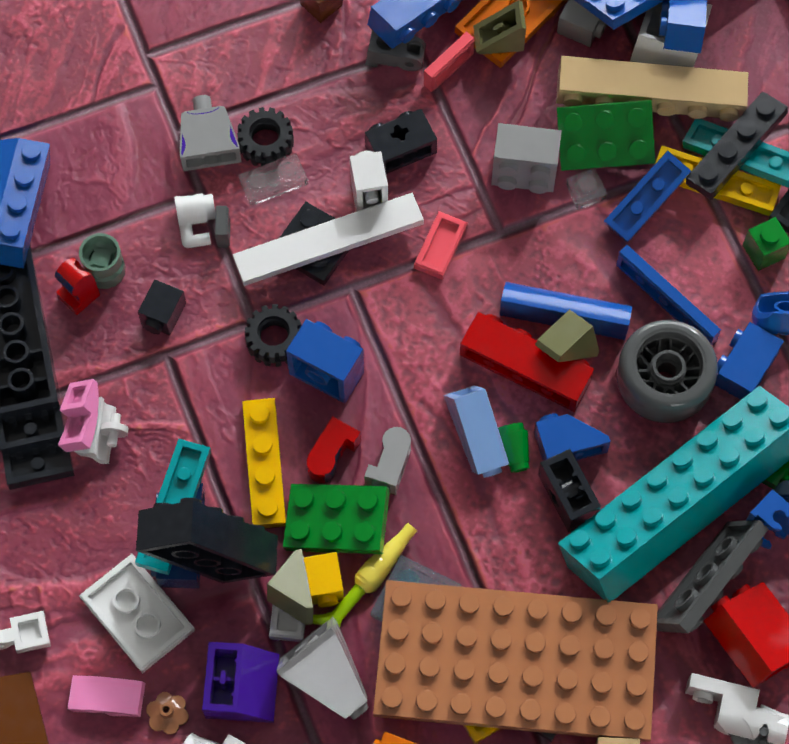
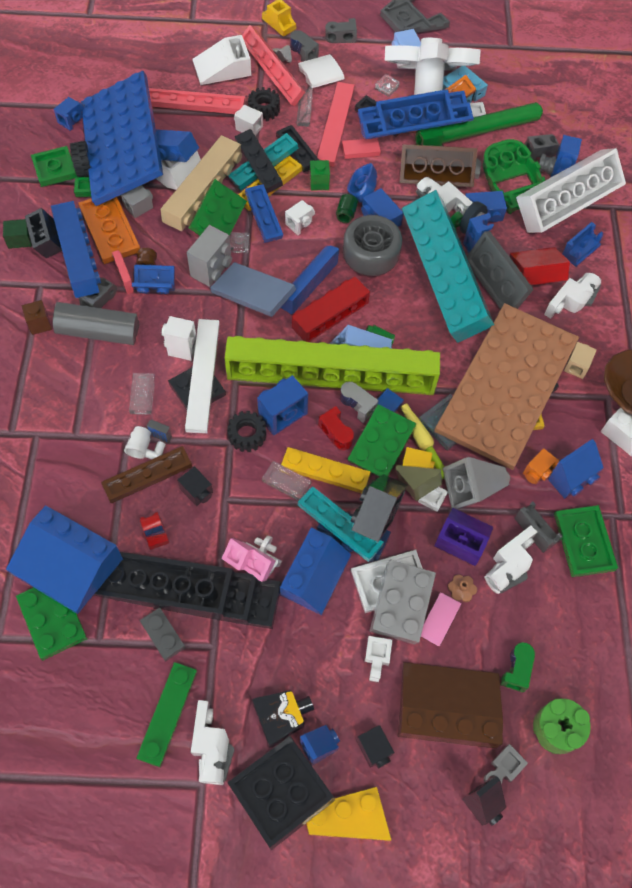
camera: 70 degrees left, 5 degrees down
(100, 506) = (315, 571): none -> blue slope
(102, 633) = (402, 602): none -> light grey brick
(103, 259) = (143, 504): sand green wheel -> none
(155, 242) = (146, 474): none -> reddish brown plate
(207, 136) = (92, 415): light grey torso -> none
(222, 418) = (286, 481): none -> clear plate
(260, 121) = (108, 375): black tyre -> none
(349, 70) = (95, 323): none -> dark grey brick
(402, 140) = (157, 311): black brick -> none
(411, 505) = (390, 400): none -> blue tile
(423, 403) = (332, 365): none -> lime brick
(440, 245) = (234, 323): coral tile -> none
(457, 106) = (154, 278): none -> blue bracket
(485, 81) = (146, 256): none -> reddish brown wheel
(502, 31) = (124, 232): olive slope -> none
(502, 241) = (253, 289): none -> sand blue tile
(559, 433) = (386, 309): blue slope -> none
(568, 489) = (419, 318): black brick -> none
(569, 339) = (332, 277): olive slope -> none
(665, 294) = (321, 231): blue tile -> none
(673, 249) = (299, 216): none -> white brick
(727, 308) = (346, 208): none -> dark green brick

